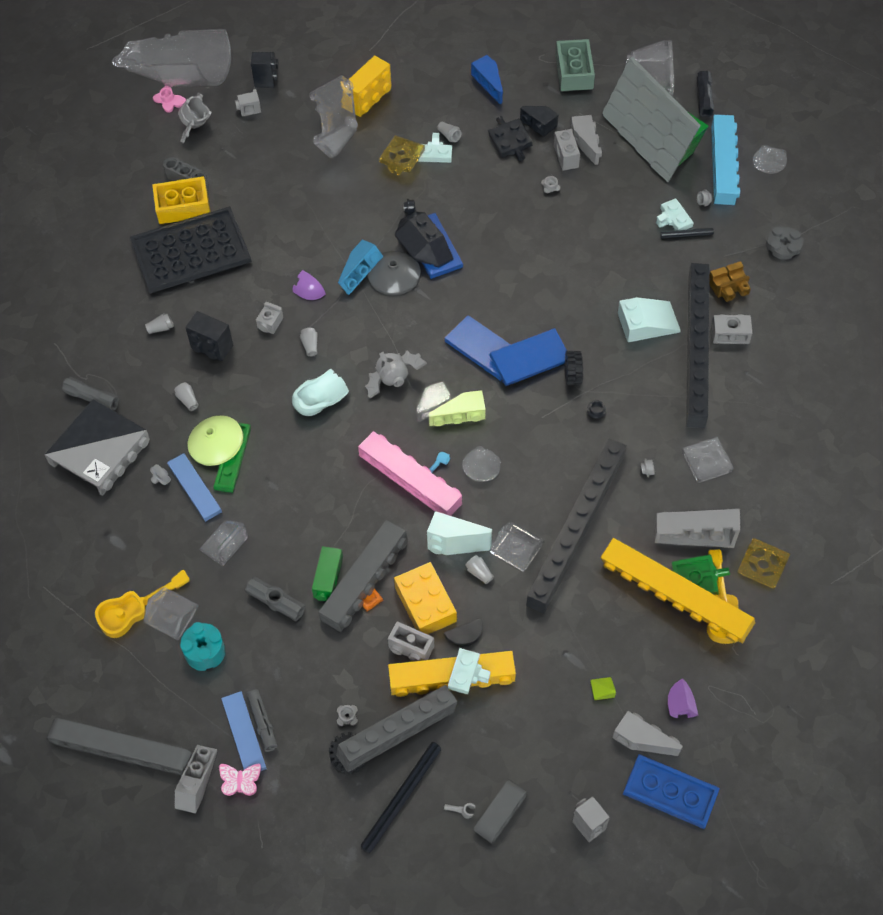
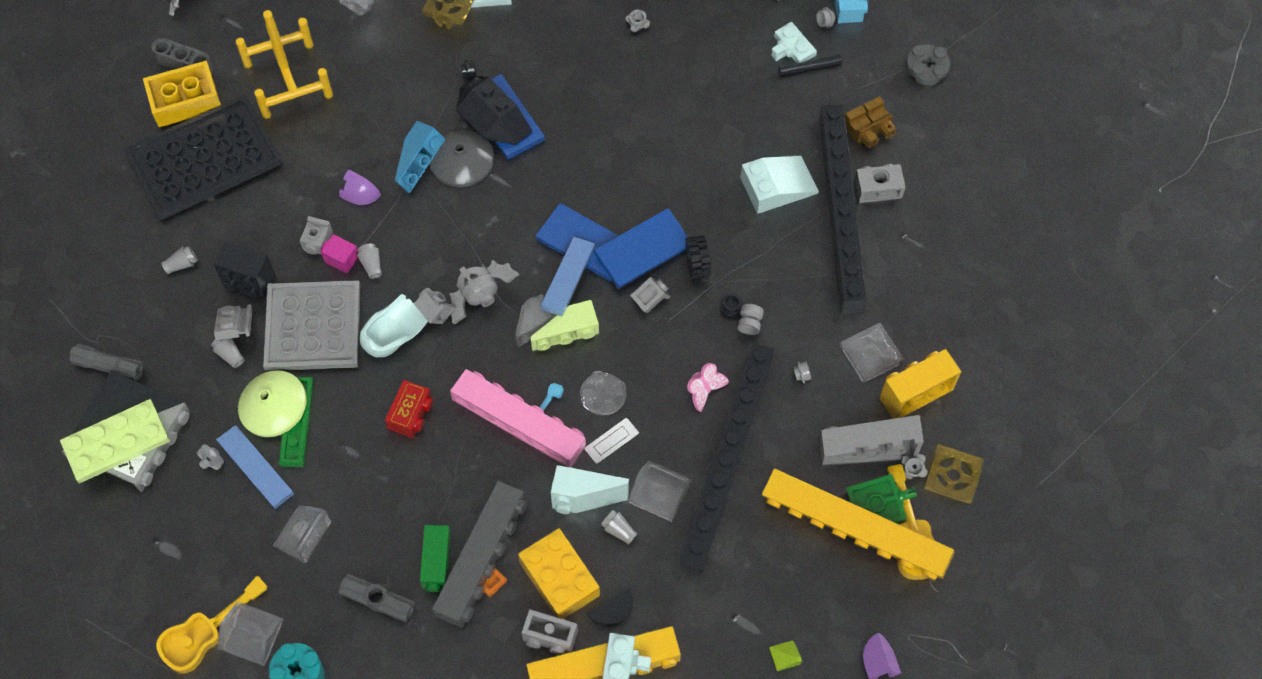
camera: 10 degrees left, 5 degrees up
(87, 451) = (114, 441): none -> yellowish green plate
(194, 373) = (232, 322): none -> light grey plate
(256, 385) = (312, 325): none -> light grey plate
(260, 170) = (276, 43): none -> yellow piece
(286, 333) = (339, 253): none -> dark pink brick
(323, 457) = (409, 409): none -> red brick
(355, 381) = (434, 306): none -> light grey brick
(465, 370) = (567, 276): none -> medium blue tile
(483, 502) = (611, 440): none -> white sticker
(531, 392) = (650, 294): none -> light grey bracket
(565, 465) = (703, 382): none -> bright pink animal
(610, 420) = (750, 319): none -> light grey wheel
(736, 552) = (910, 471): none -> light grey plate
(744, 486) = (919, 384): none -> yellow brick

